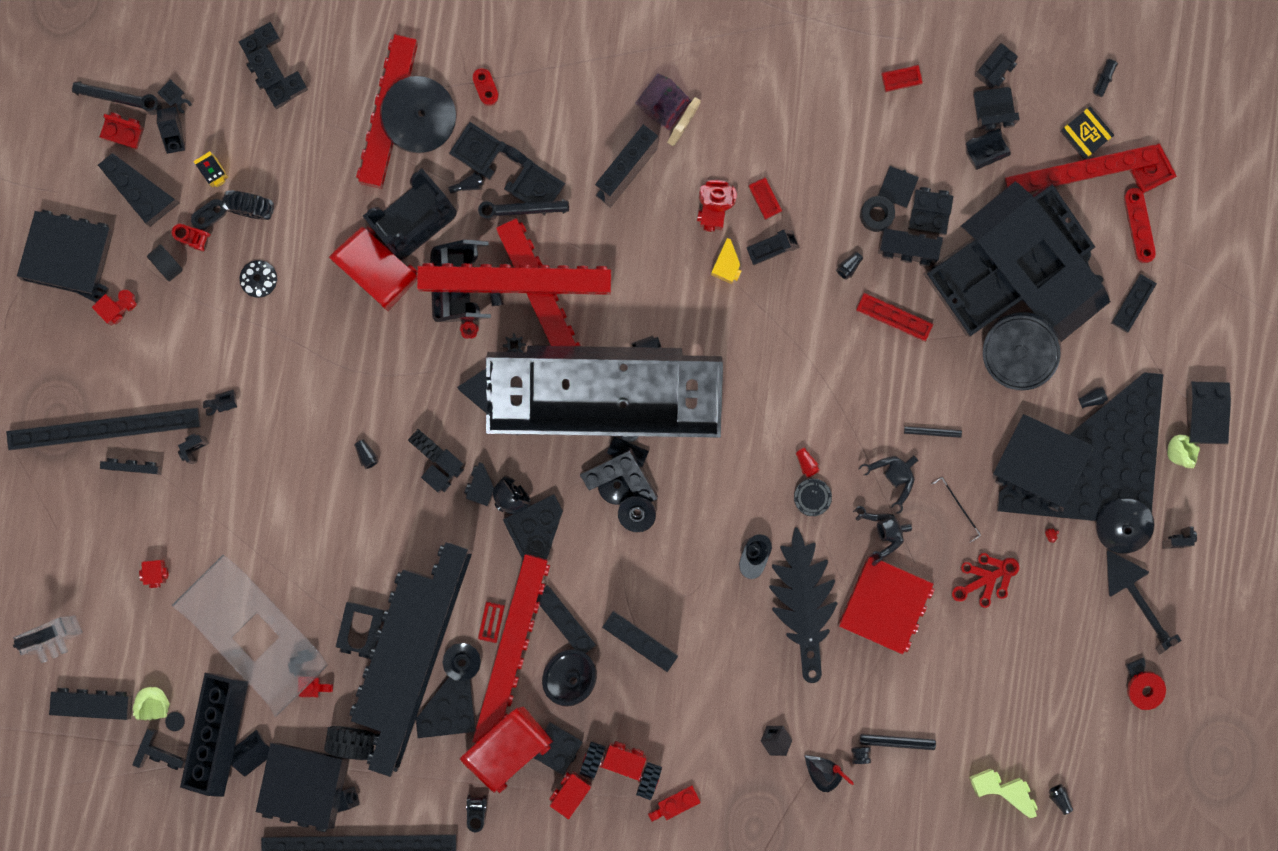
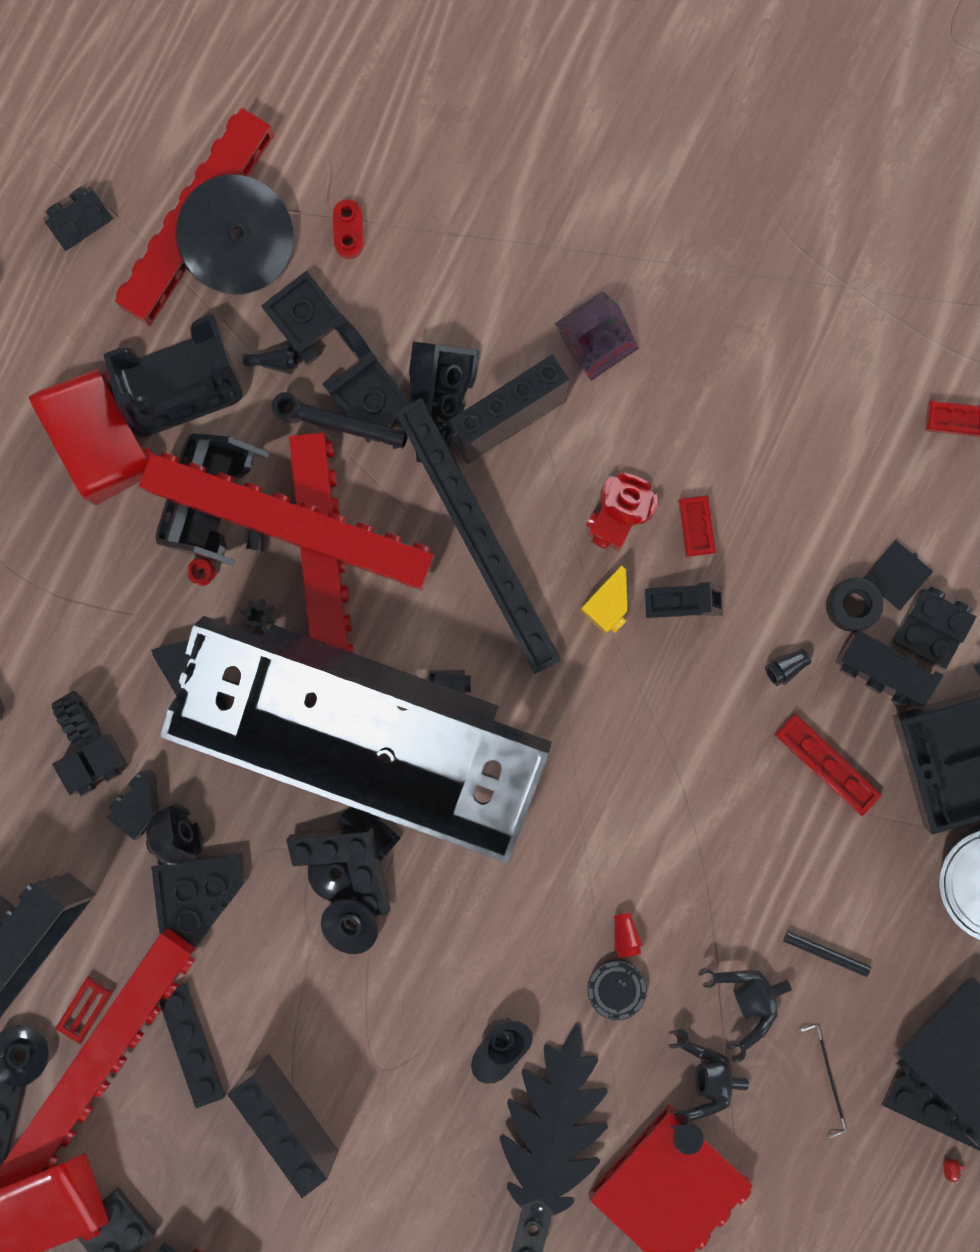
camera: 30 degrees right, 0 degrees up
(270, 77) = (43, 98): black bracket -> none
(313, 136) = (77, 217): none -> black bracket
(561, 673) = (154, 1126): black dish -> none
(576, 166) = (442, 379): none -> black wedge
(633, 249) = (478, 535): none -> black plate
(681, 126) = (617, 374): tan tile -> none
(885, 569) = (688, 1140): none -> black piece
(988, 578) = (835, 1202): red plant -> none

